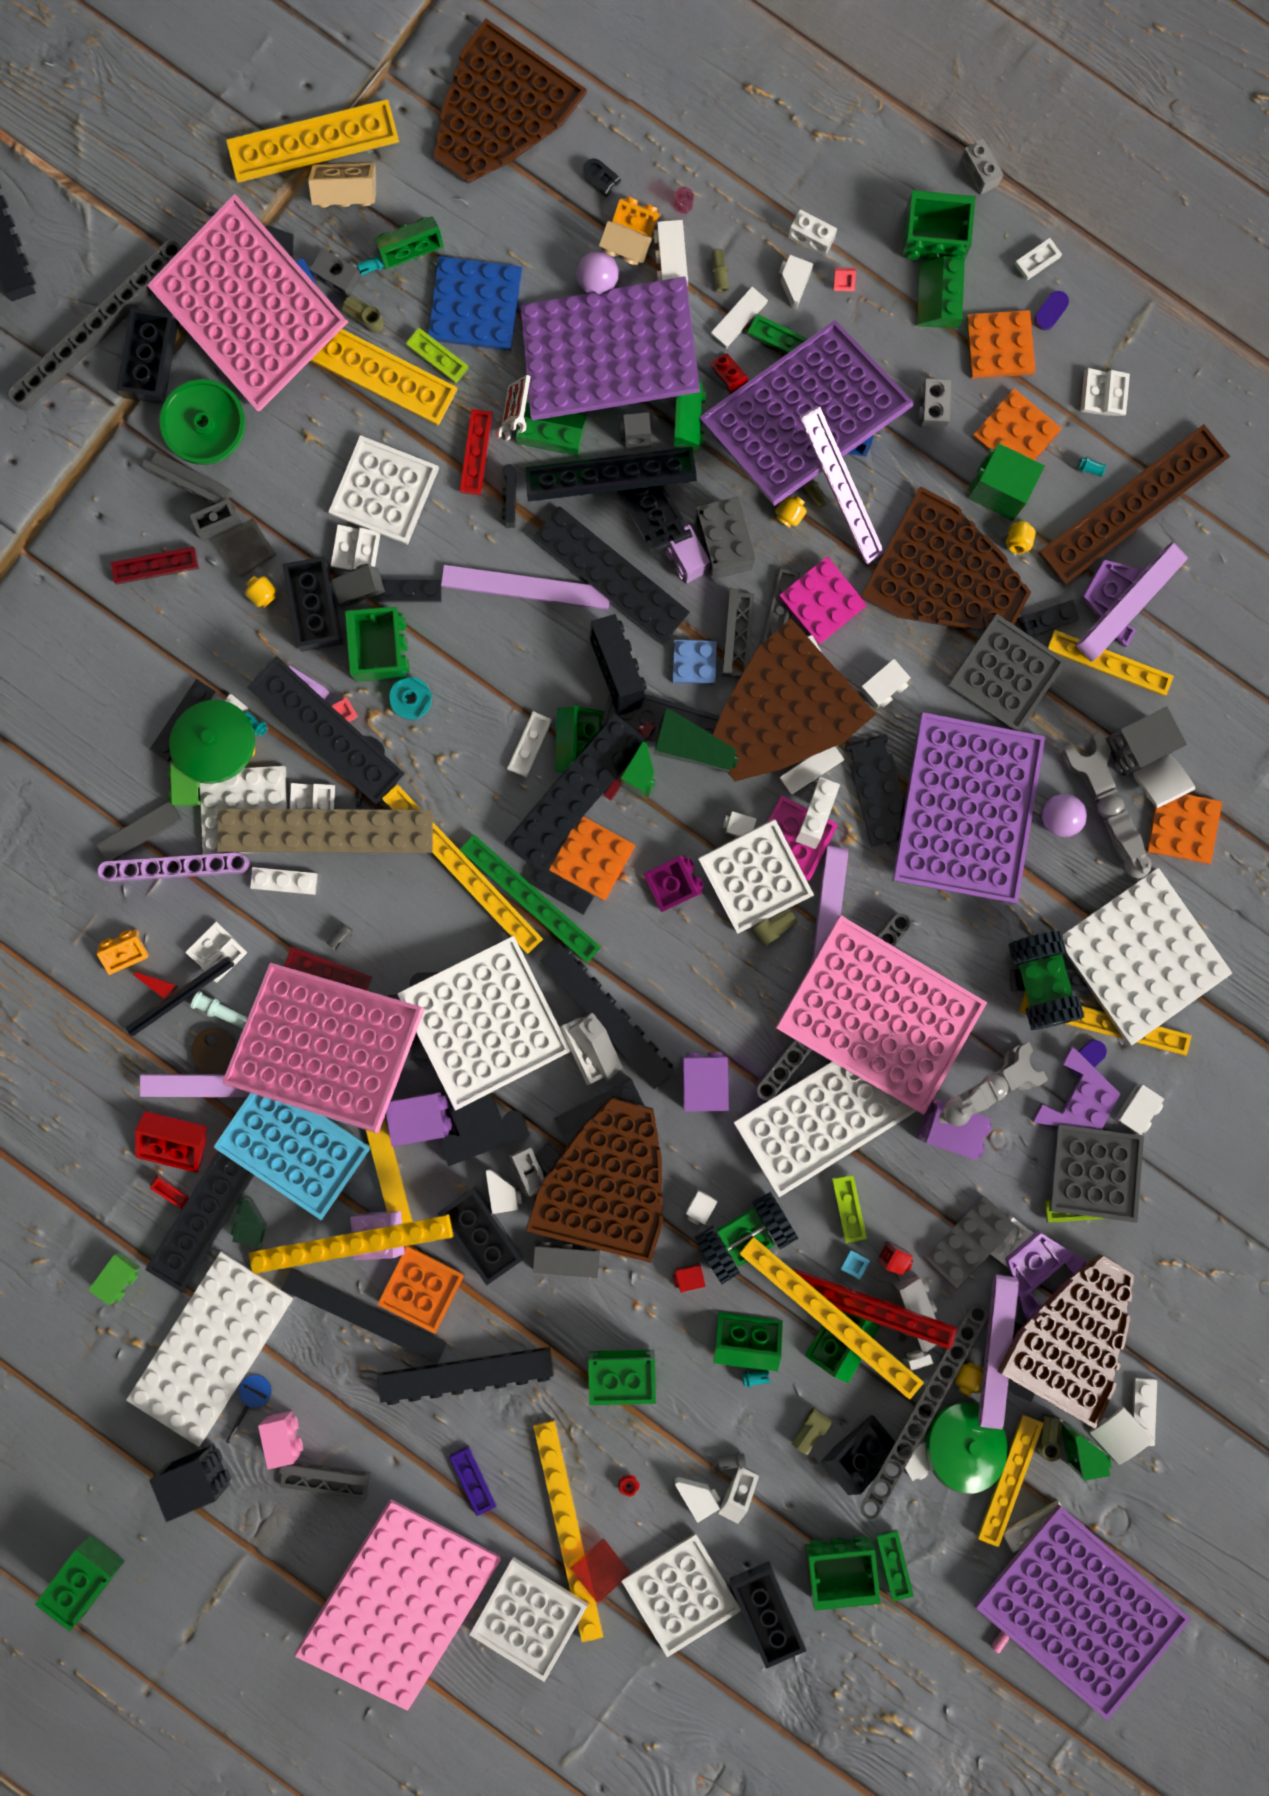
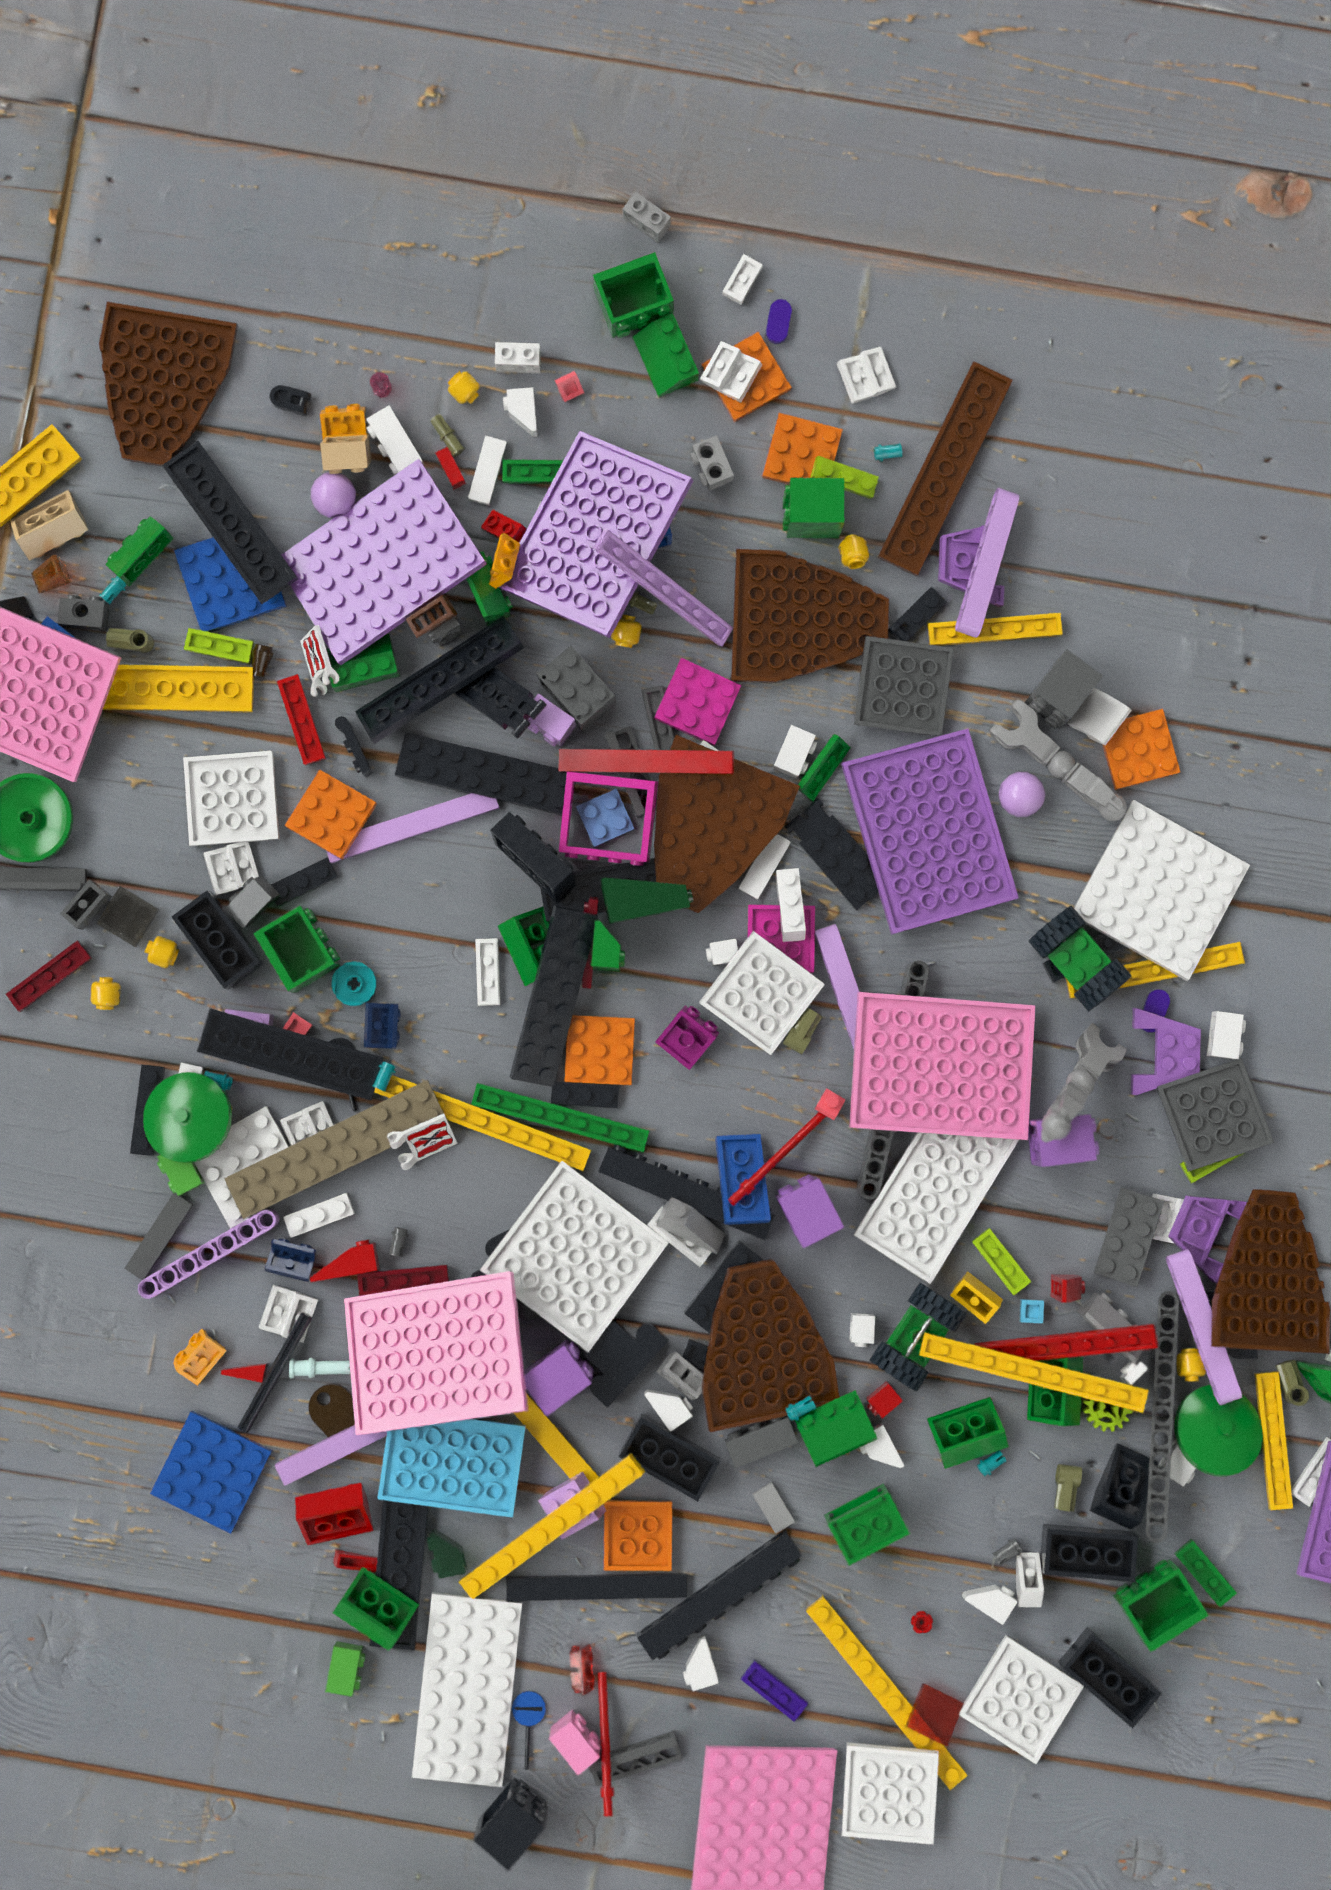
camera: 25 degrees left, 0 degrees up
(84, 1054) = (211, 1472): none -> blue plate
(165, 1240) = (375, 1609): none -> green slope
(195, 603) = (105, 993): none -> yellow head
(241, 907) = (291, 1259): none -> dark blue bracket
(286, 1494) = (607, 1791): none -> red bar
(293, 934) = (355, 1260): none -> red slope
(313, 1389) = (583, 1679): none -> clear red hinge
(324, 226) = (51, 574): none -> clear orange slope
(397, 789) = (384, 1076): none -> teal pin
(404, 860) = (423, 1140): none -> white flag
(416, 745) = (381, 1025): none -> dark blue bracket
(419, 1428) = (700, 1666): none -> white slope
(461, 544) = (330, 814): none -> orange plate
(467, 384) = (261, 659): none -> dark brown cone
(498, 254) = (230, 522): none -> black plate
(549, 1323) = (773, 1507): none -> light grey tile
(613, 1249) = (800, 1408): none -> teal pin
(629, 406) = (451, 612): none -> reddish brown slope
(636, 1281) = (836, 1428): none -> green slope
(661, 1028) = (738, 1160): none -> blue plate
(662, 1035) = (747, 1186): none -> red bar
(666, 1315) = (882, 1448): none -> white slope
(708, 301) = (450, 468): none -> red piece
(715, 398) = (504, 560): none -> light orange bracket
(730, 682) = (613, 856): none -> dark pink window
(753, 236) = (463, 387): none -> yellow head
(754, 628) = (646, 761): none -> tile
(767, 1001) = (830, 1104): none -> coral plate
(802, 1497) = (1088, 1552): none -> black brick
(813, 1229) = (976, 1297): none -> yellow brick
(871, 1380) = (1100, 1412): none -> lime gear
(903, 709) = (823, 767): none -> green plate
(990, 332) = (731, 371): none -> white slope
(1051, 477) = (854, 479): none -> lime plate

